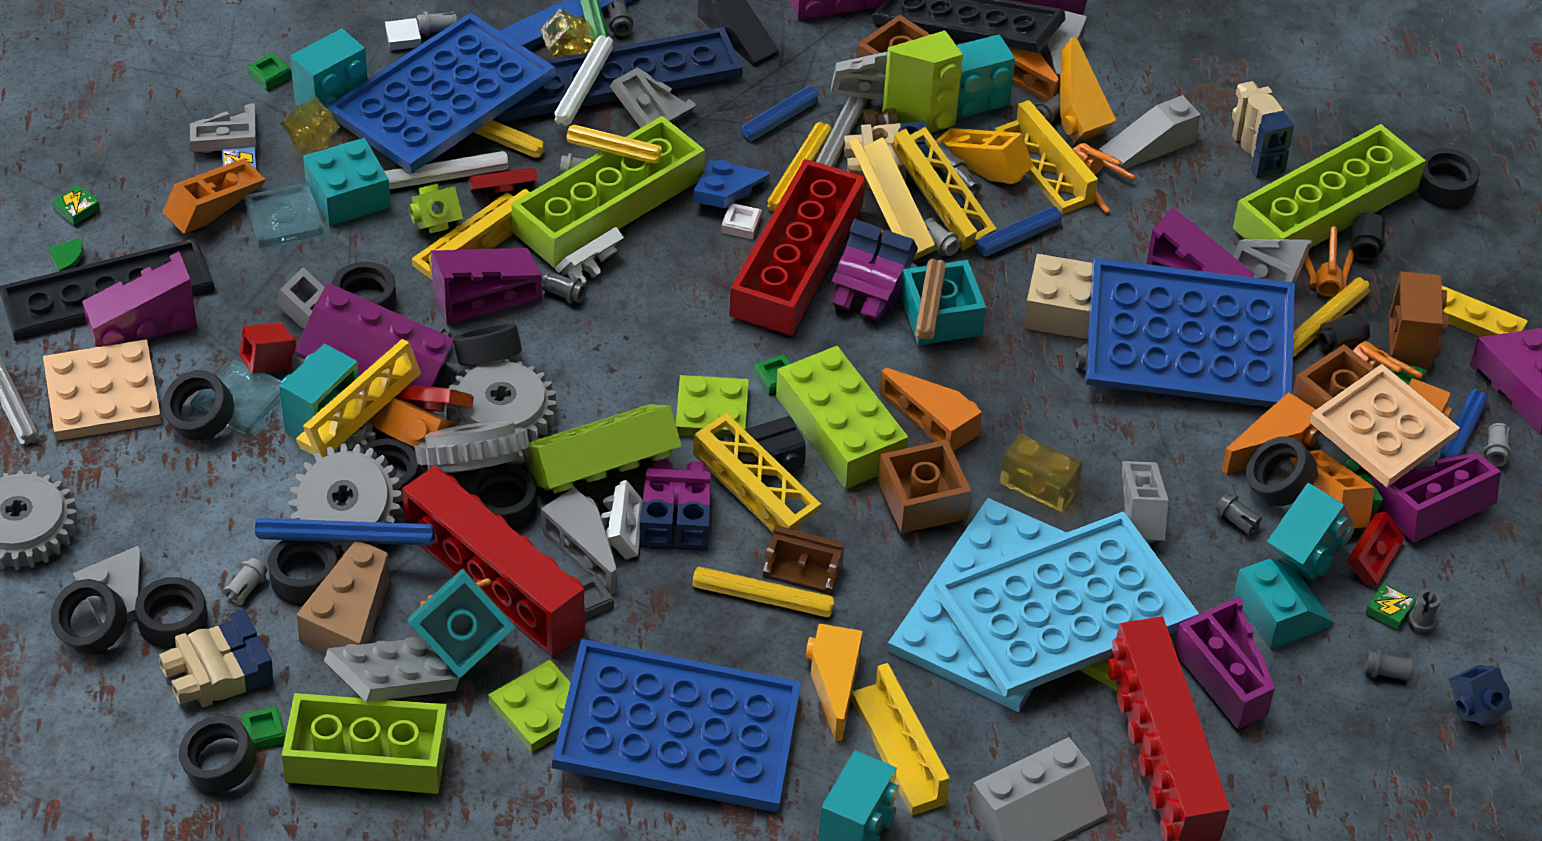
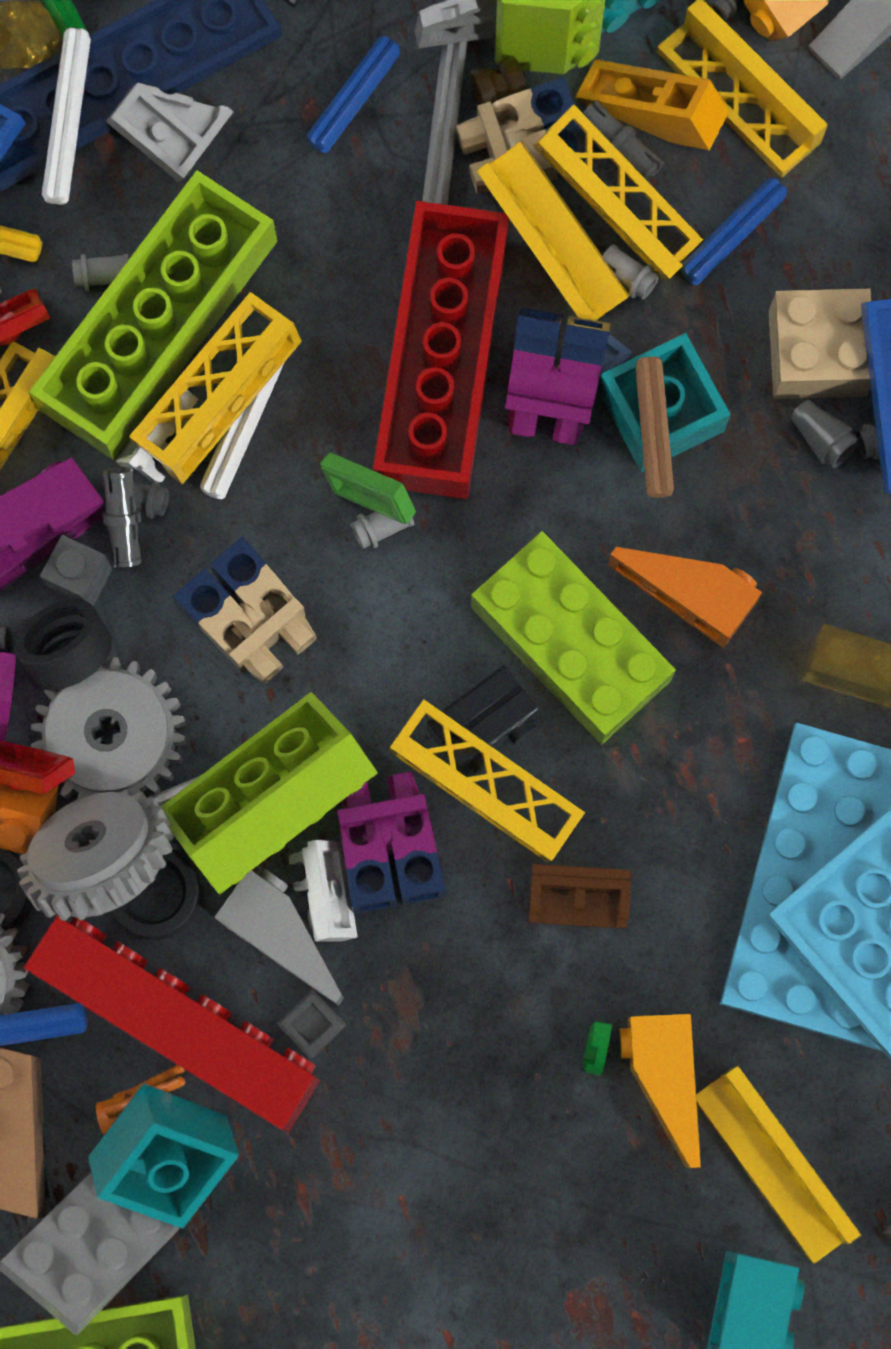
camera: 10 degrees left, 30 degrees up
(509, 307) = (76, 571): none -> dark grey brick
(533, 704) = (295, 1219): lime plate -> none
(550, 288) = (121, 516): none -> dark grey pin
(614, 144) = (145, 250): yellow axle -> none
(618, 359) = (254, 625): none -> tan hips
(645, 234) = (229, 398): none -> yellow fence
(653, 260) = (234, 444): none -> white axle
(677, 725) = (484, 1221): blue plate -> none
(708, 398) = (391, 654): lime plate -> none
(724, 304) = (368, 488): none -> bright green tile
(725, 183) = (312, 249): blue wing -> none
(727, 334) = (374, 528): none -> light grey pin
(741, 221) = (348, 307): white tile -> none
(763, 591) = (538, 956): yellow axle -> none
(767, 372) = (462, 572): green tile -> none
(794, 645) = (596, 1048): none -> green tile
(809, 150) = (404, 189): yellow axle -> none
(924, 486) = (712, 737): dark orange brick -> none
(1054, 348) = (826, 435): none -> dark grey cone
(1094, 161) = (806, 77): orange plant -> none

